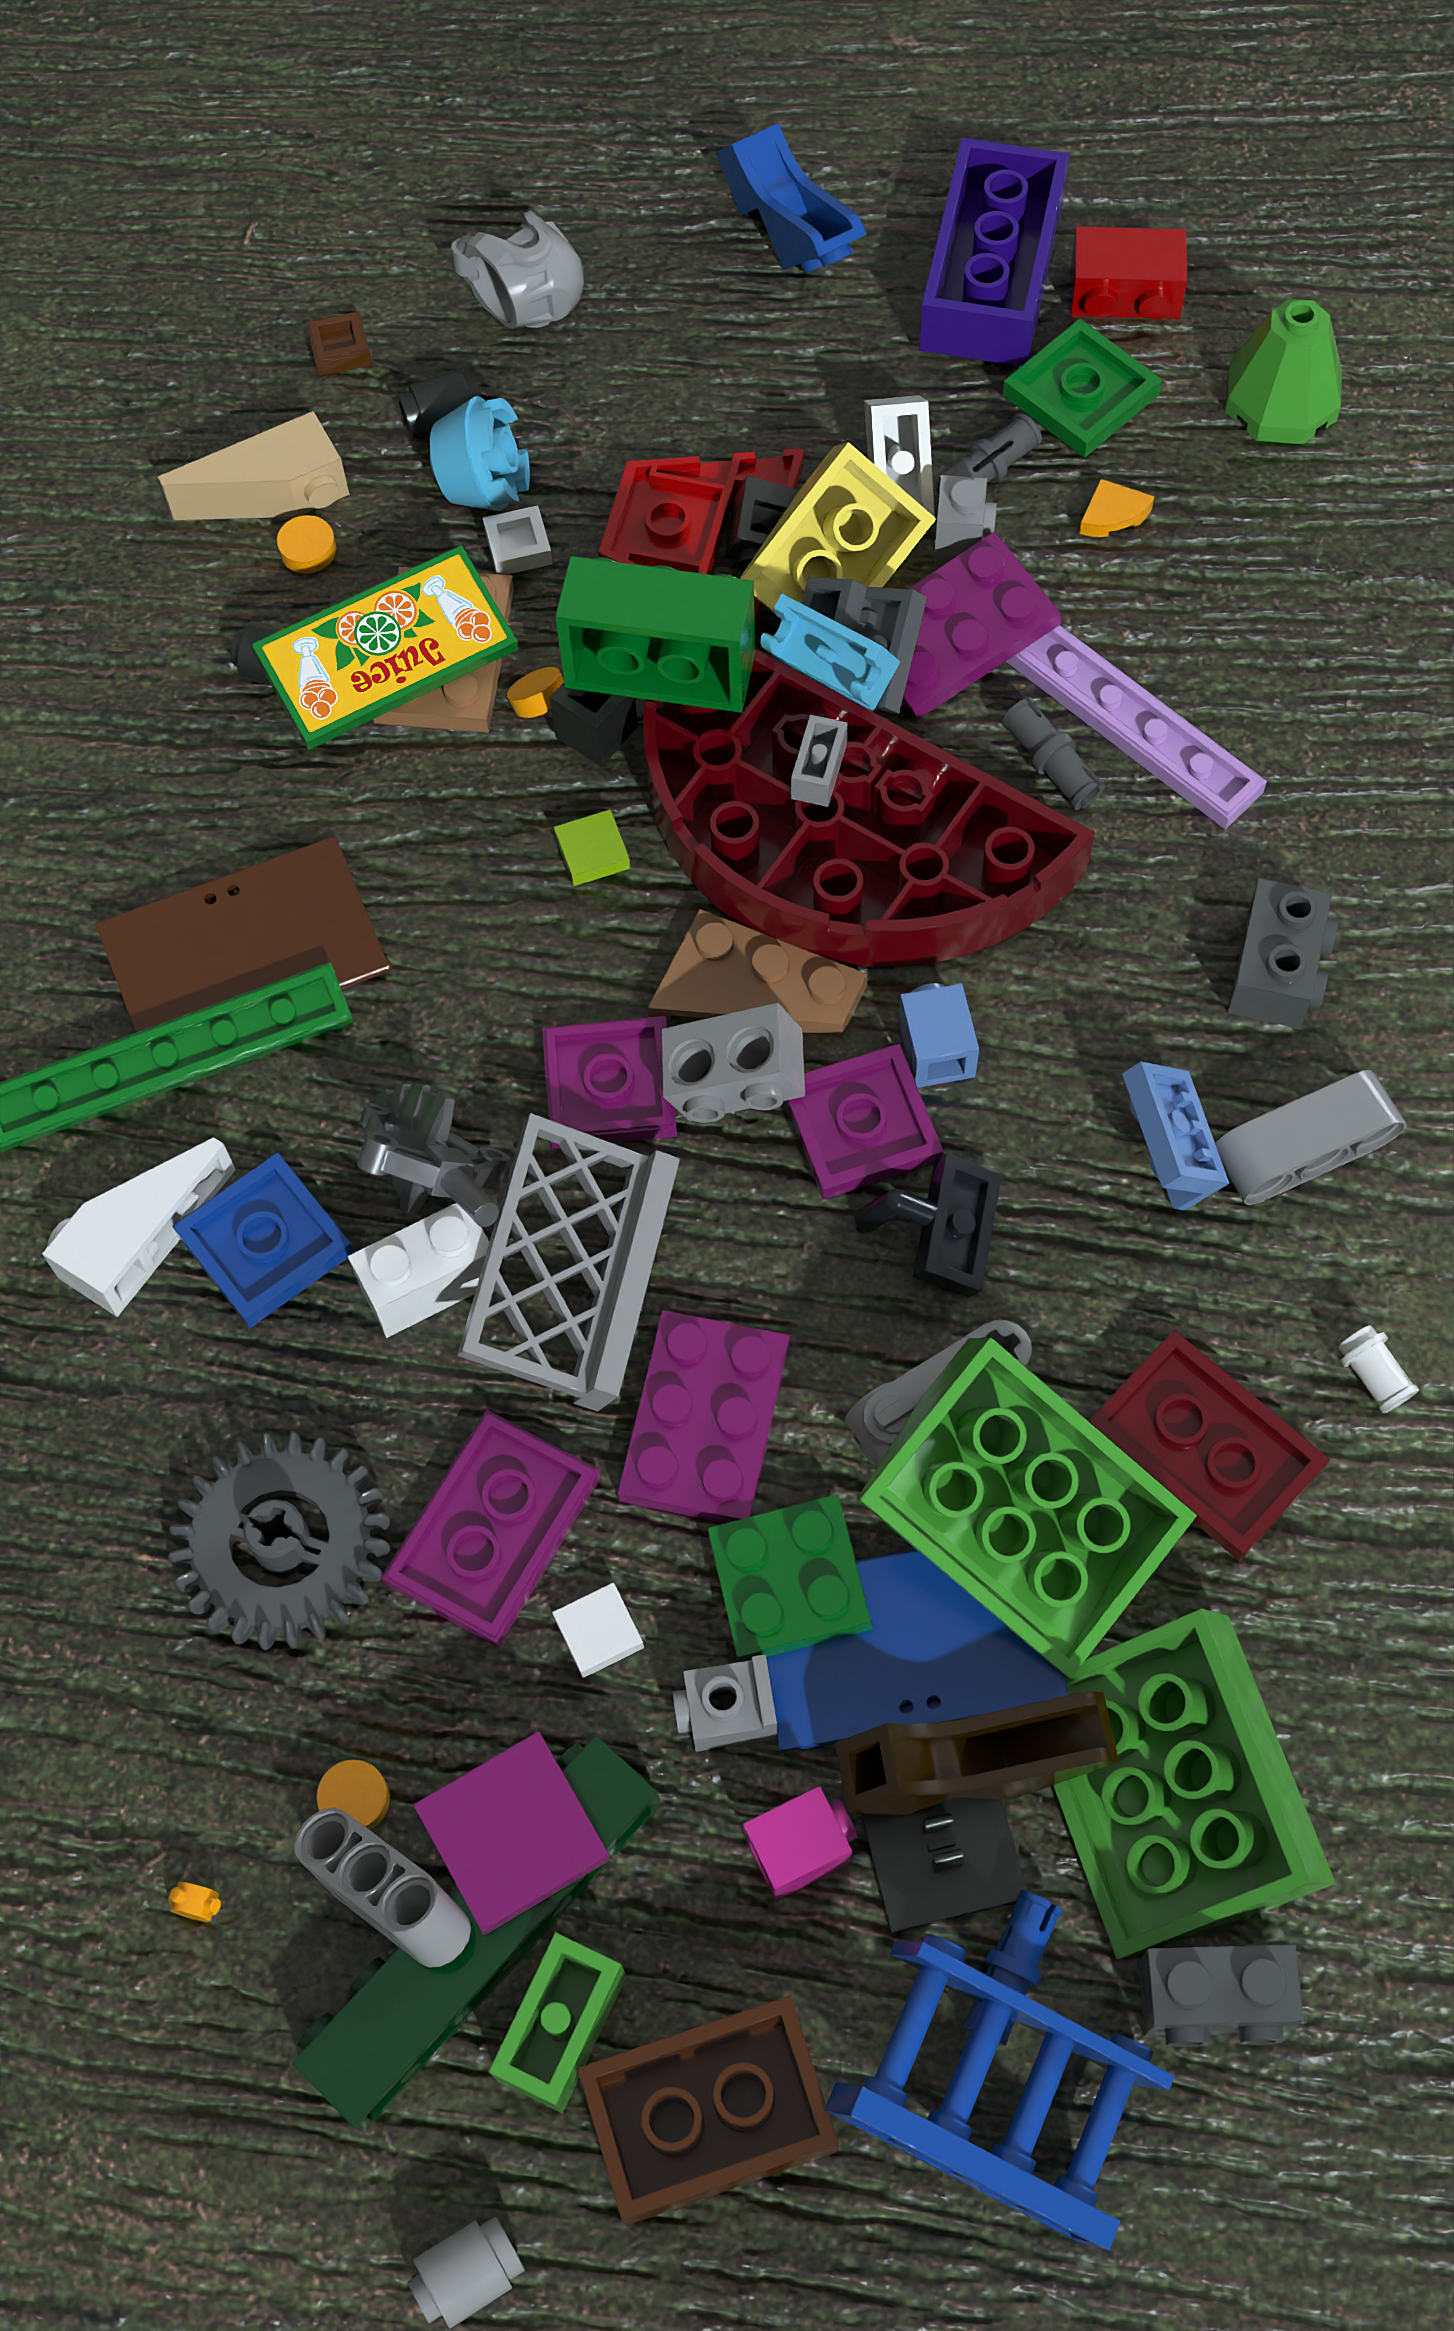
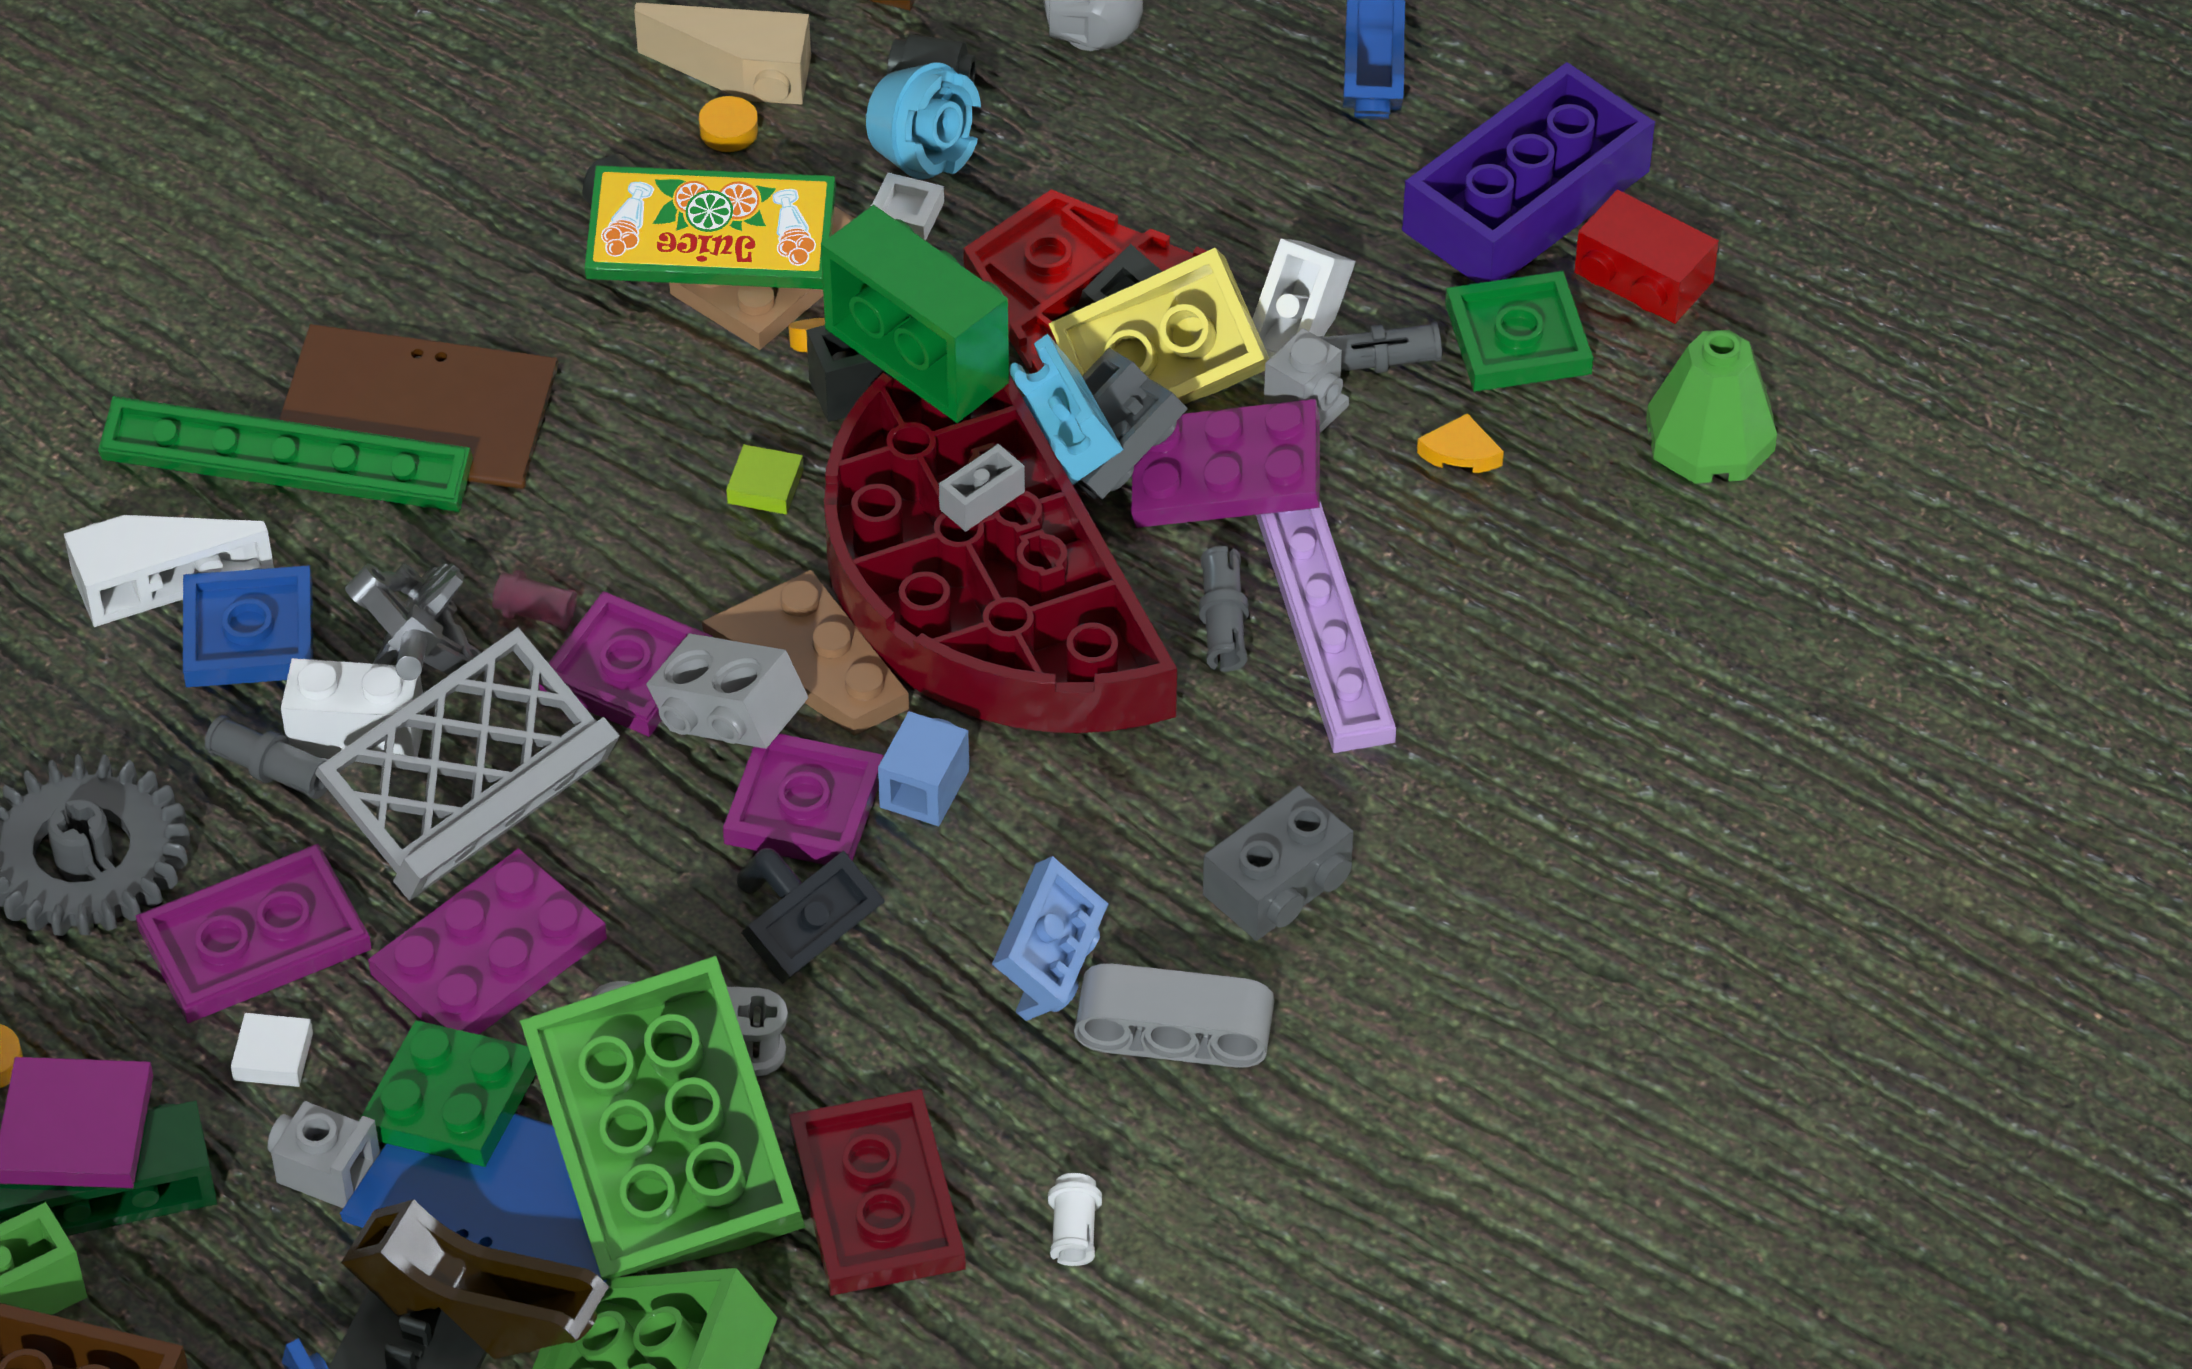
camera: 30 degrees right, 15 degrees down
(379, 1353) = (265, 755): none -> dark grey pin
(490, 1070) = (534, 600): none -> clear pink pin
(800, 1841) = (293, 1277): dark pink brick -> none

